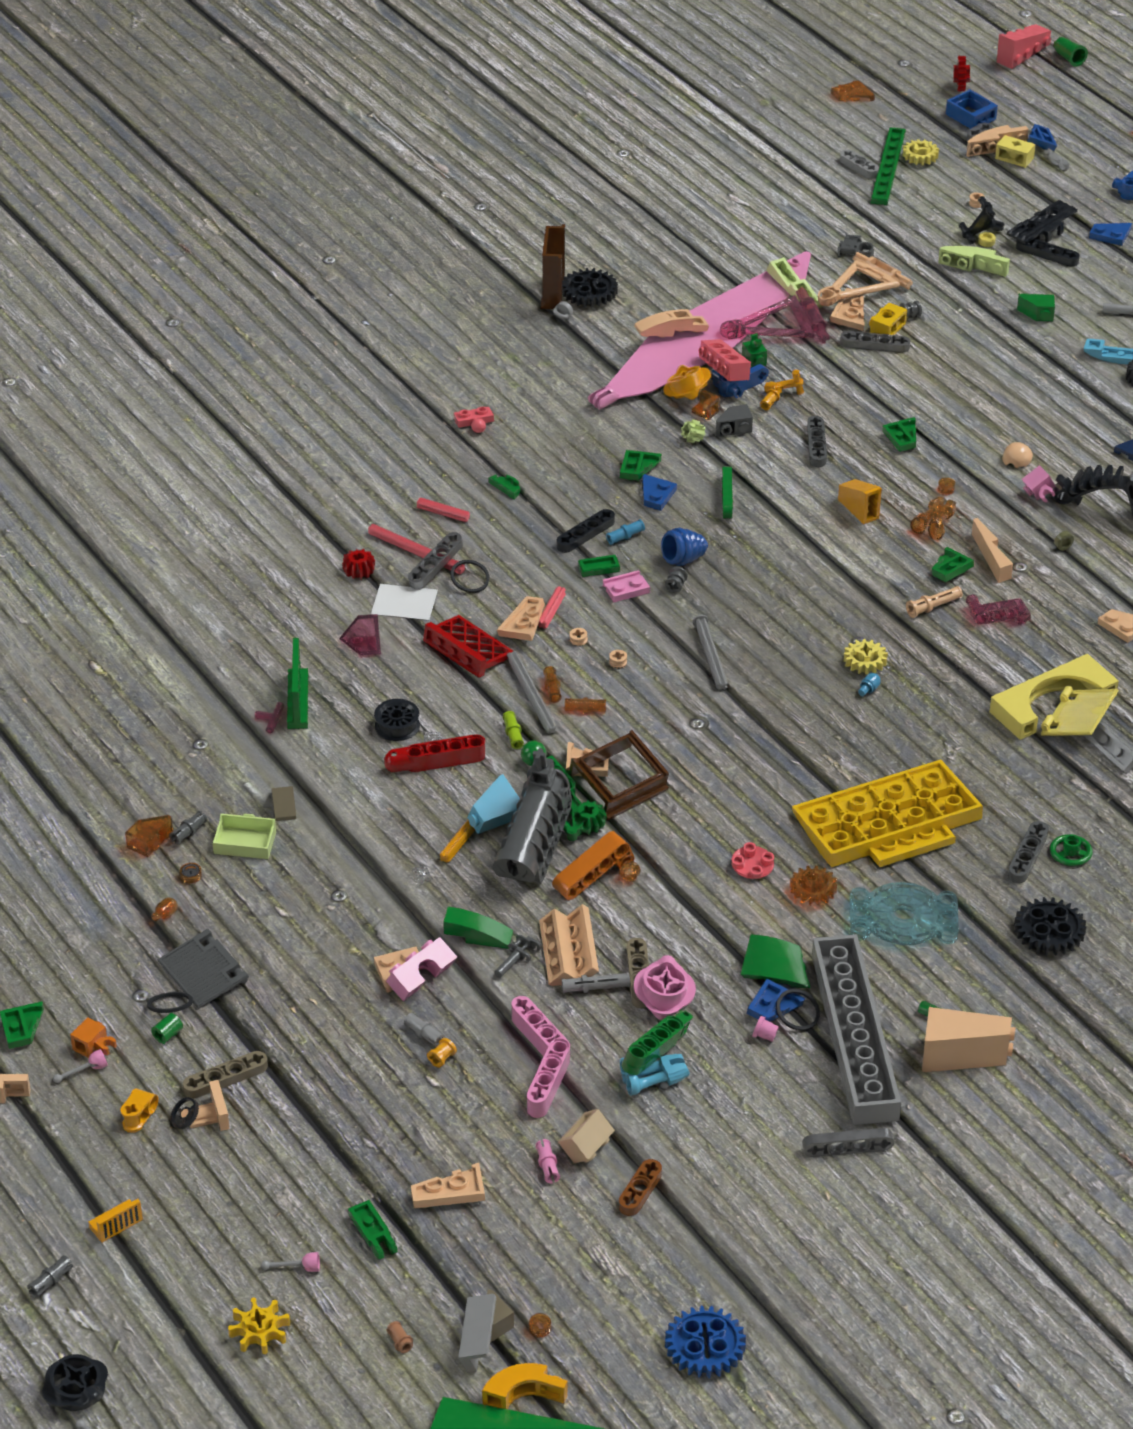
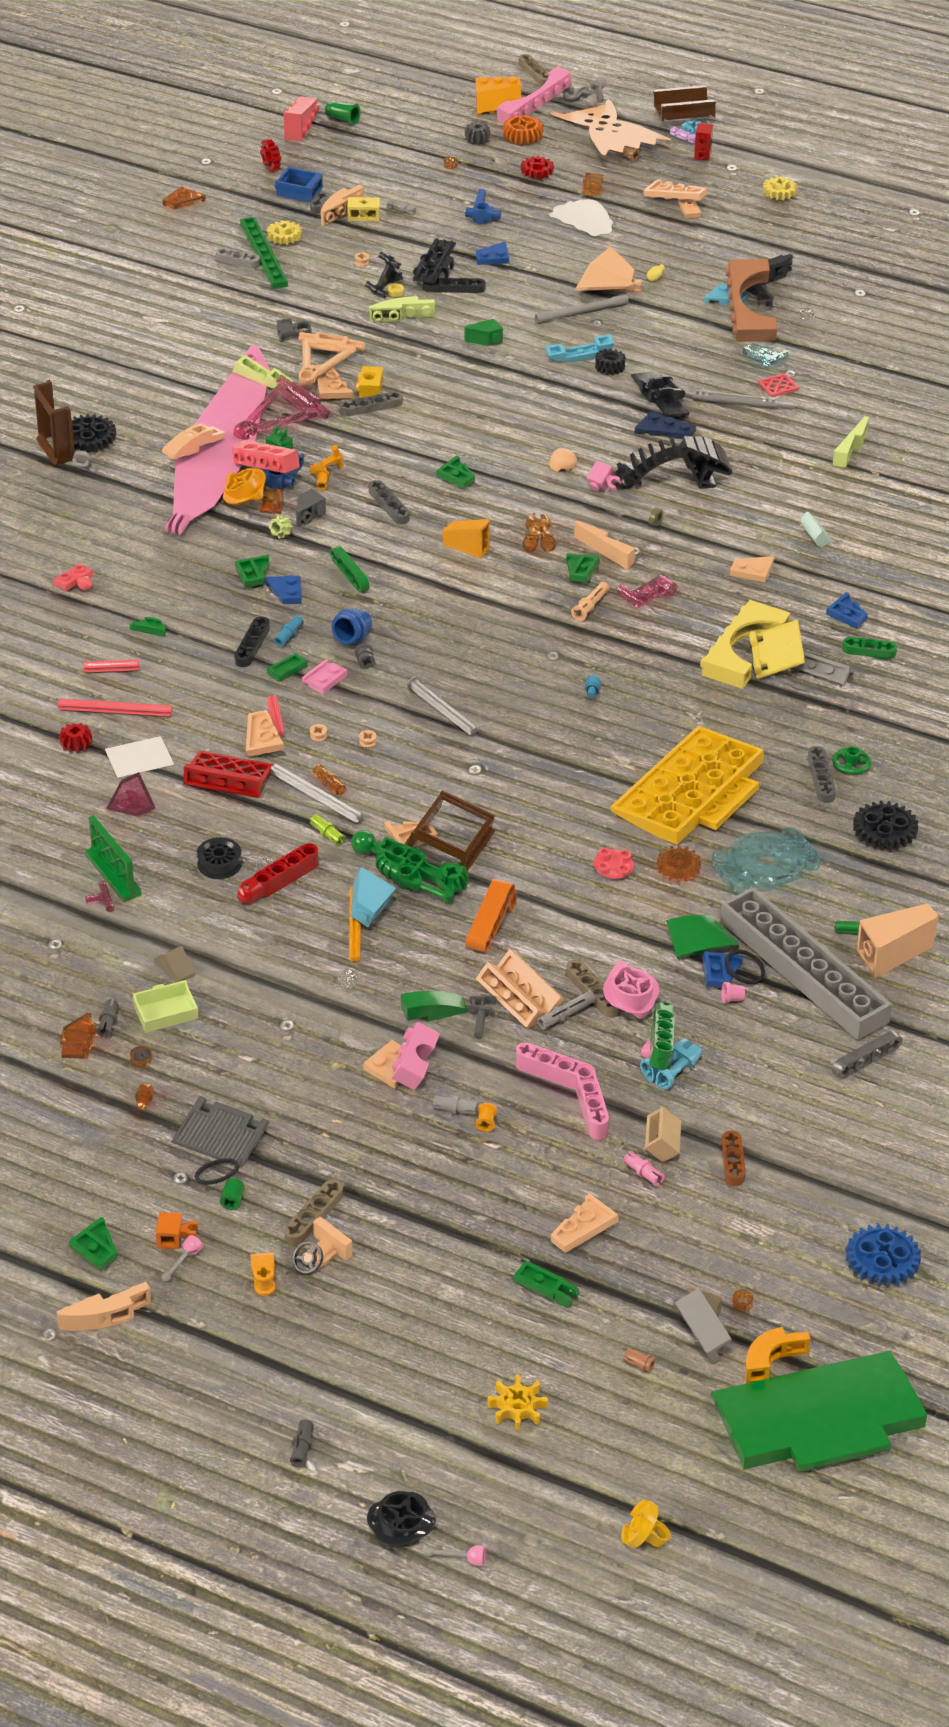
camera: 30 degrees left, 0 degrees up
(116, 1219) = (319, 1371): light orange panel -> none
(310, 1263) = (515, 1333): hinge -> none
(438, 562) = (144, 710): flat silver beam -> none
(474, 563) = (187, 703): black piece -> none
(536, 823) = (421, 895): dark grey piece -> none
(585, 705) = (371, 787): clear orange pin -> none
(628, 875) = (524, 912): clear orange bush -> none
(865, 656) = (572, 664): light yellow gear -> none
(912, 309) = (385, 363): dark grey bush -> none
(946, 489) = (525, 504): clear orange bush -> none
(1042, 137) = (375, 190): blue wing -> none

